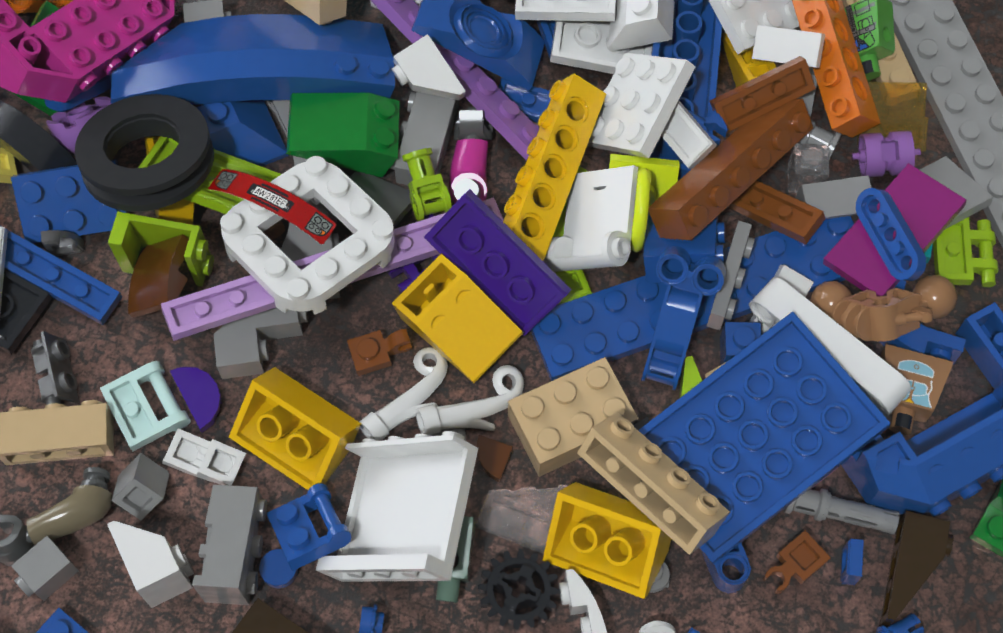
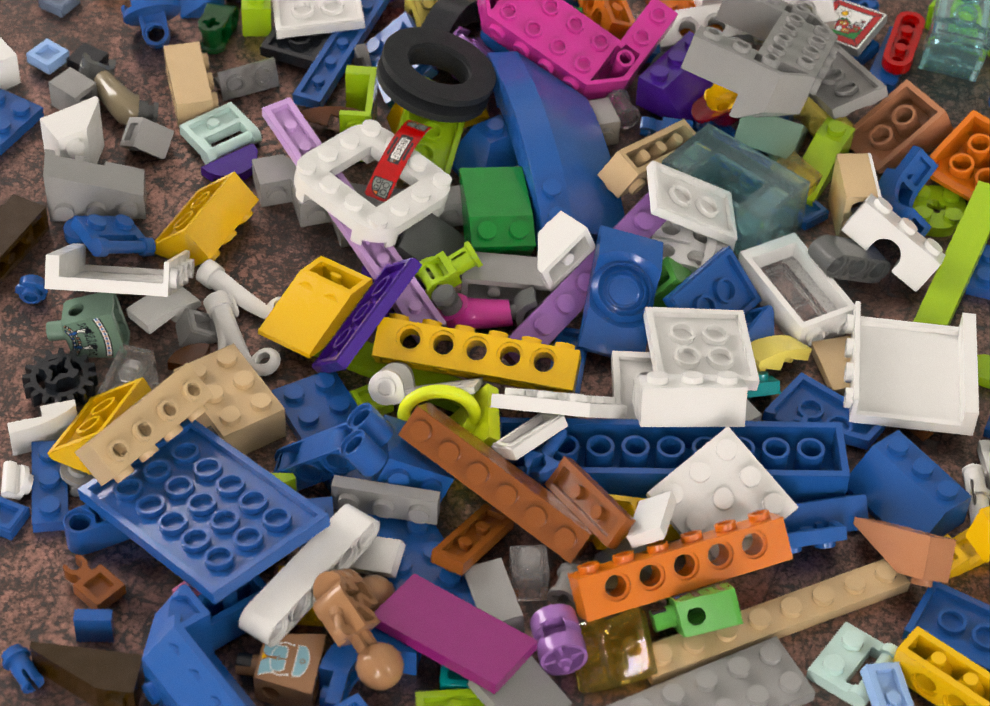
camera: 80 degrees right, 20 degrees down
(203, 458) = (177, 174): white slope -> none
(372, 352) = (283, 267): dark orange plate -> none
(672, 605) = (49, 490): none -> blue plate
(823, 505) = (150, 600): light grey pin -> none
(880, 227) = (438, 611): blue plate -> none

